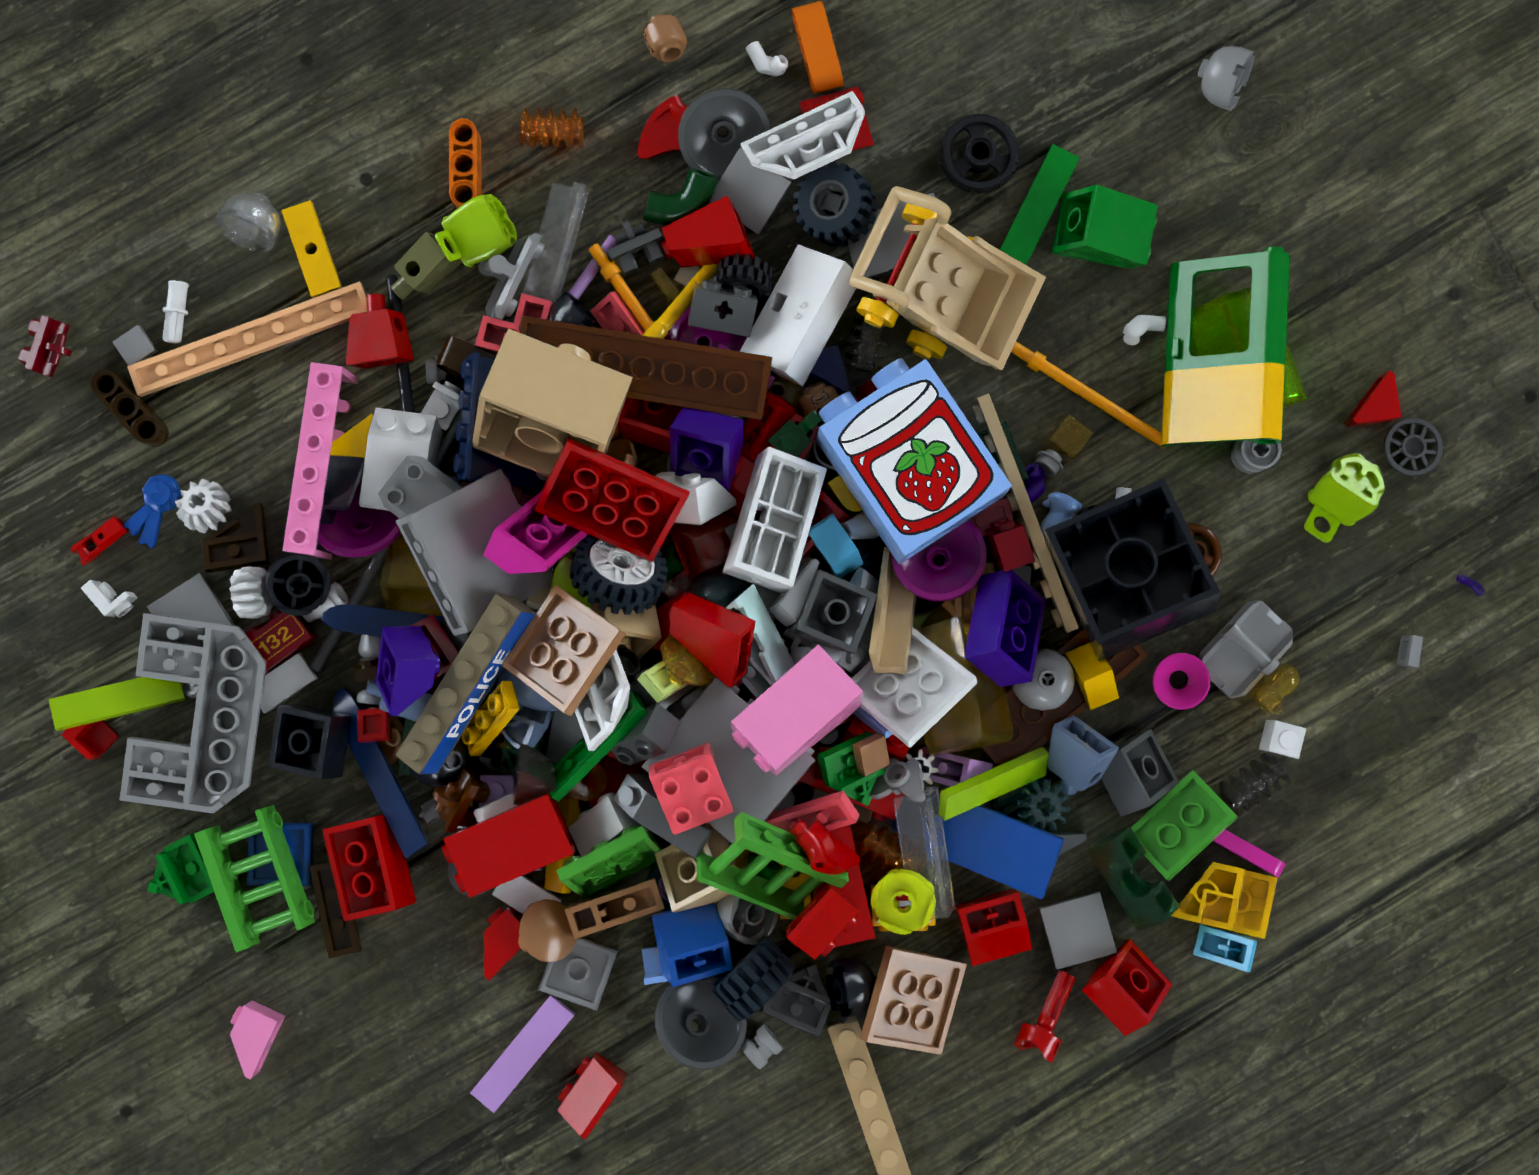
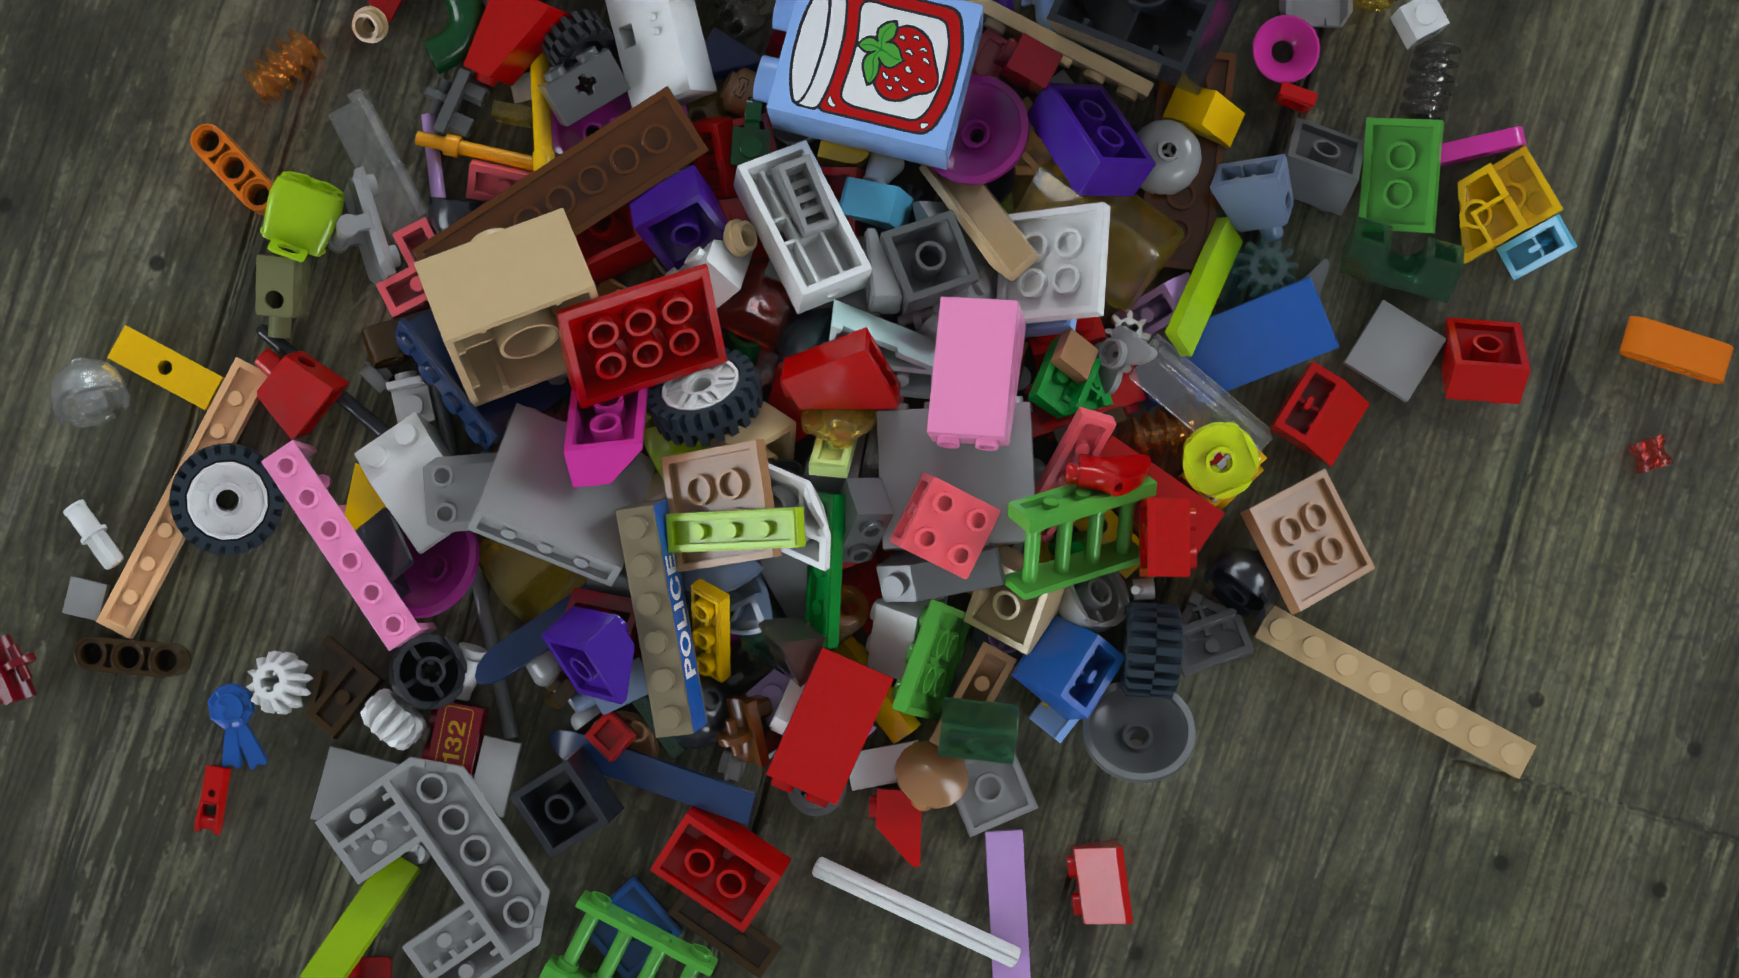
camera: 40 degrees left, 0 degrees up
(103, 598) = (263, 845): white bracket -> none
(249, 369) = (217, 528): none -> wheel
(462, 1006) = (916, 912): none -> white axle
(557, 674) = (736, 530): none -> lime tile
(600, 931) = (978, 730): none -> clear green panel
(622, 148) = (362, 28): none -> tan plate
(731, 491) = (739, 237): none -> tan plate
(762, 1046) = (1212, 705): light grey wheel -> none
(780, 935) = (1143, 589): none -> white hand
(807, 498) = (811, 178): none -> light grey slope
(1041, 1035) = (1446, 470): red piece -> none
(1160, 716) = (1295, 97): none -> red tile
(1178, 1142) = (1650, 454): none -> clear red wheel
(1254, 1092) = (1676, 350): none -> orange beam

